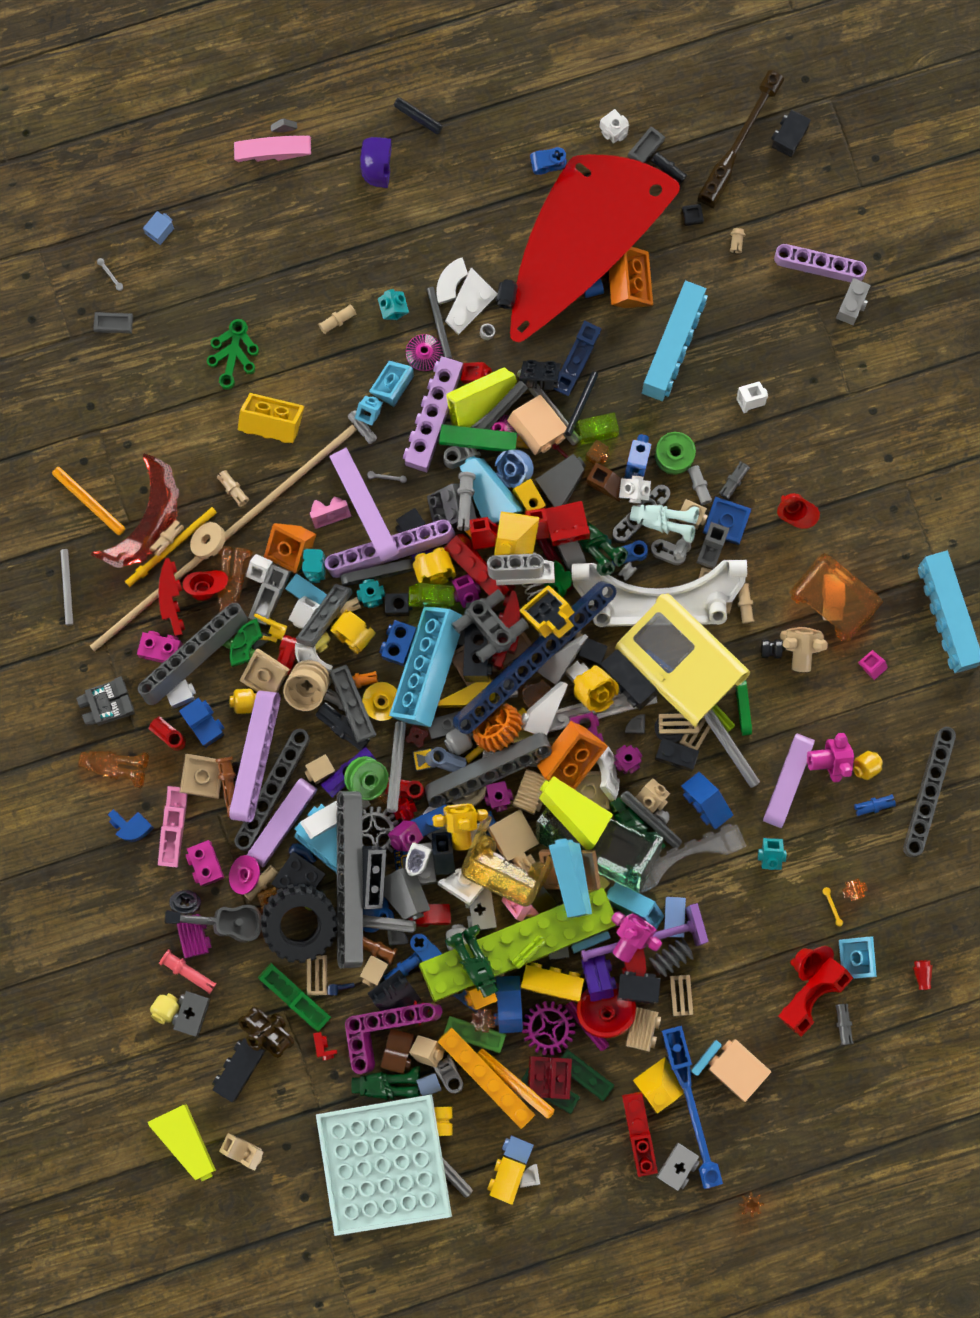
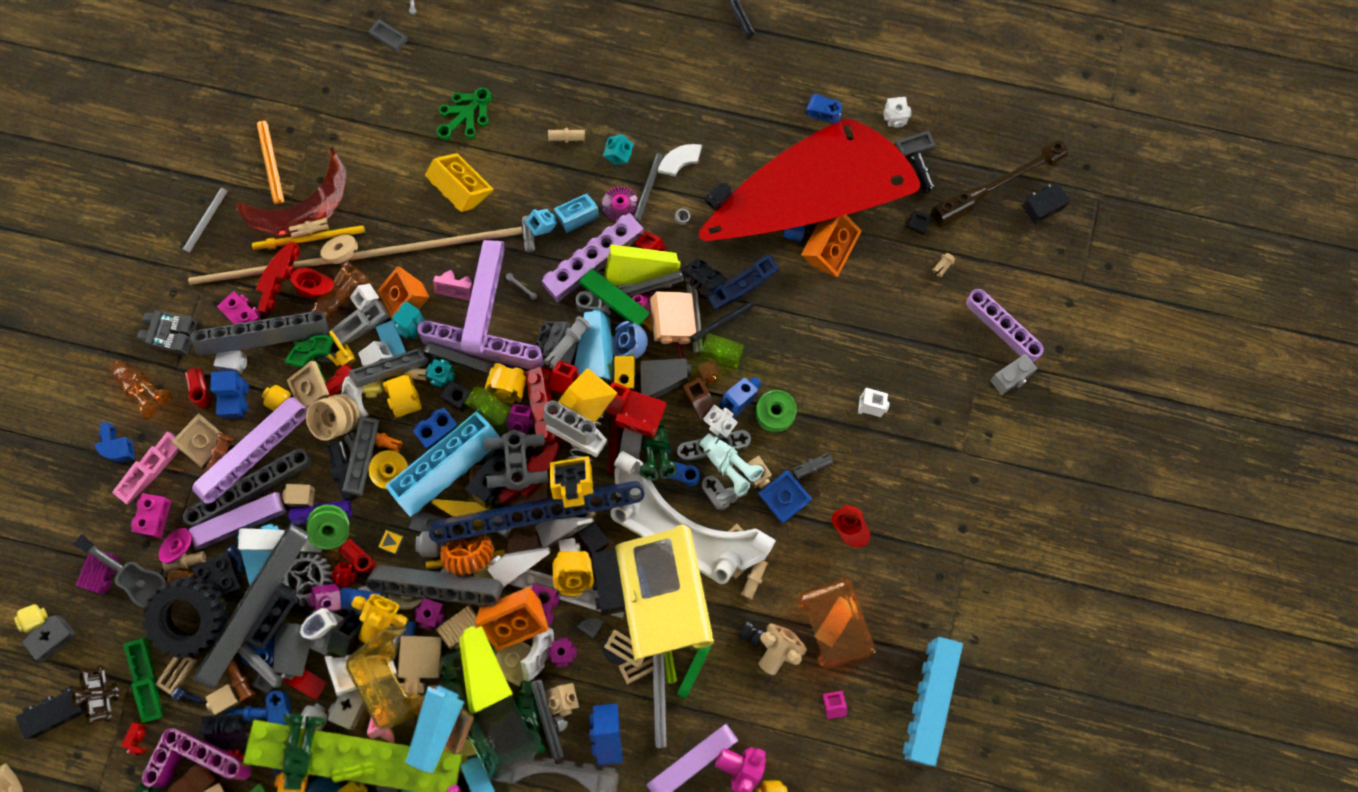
camera: 30 degrees right, 5 degrees down
(180, 967) = (69, 590): coral pin -> none
(187, 897) = (118, 534): black gear -> none
(232, 488) = (390, 220): tan pin -> none
(376, 161) = (679, 28): dark purple brick -> none
(396, 767) = (360, 533): light grey axle -> none
(409, 521) = (513, 332): black brick -> none
(416, 731) = (400, 512): clear red plate -> none
(447, 760) = (409, 556): sand blue piece -> none
(471, 300) = (683, 185): white wing -> none
(562, 579) = (605, 459): green plate -> none
(627, 571) = (669, 487): light grey bush -> none
(672, 345) = (834, 315): medium azure brick -> none
(677, 755) = (607, 676): black brick -> none
(699, 485) = (780, 451): light grey pin -> none
(712, 545) = (757, 510): dark grey brick -> none

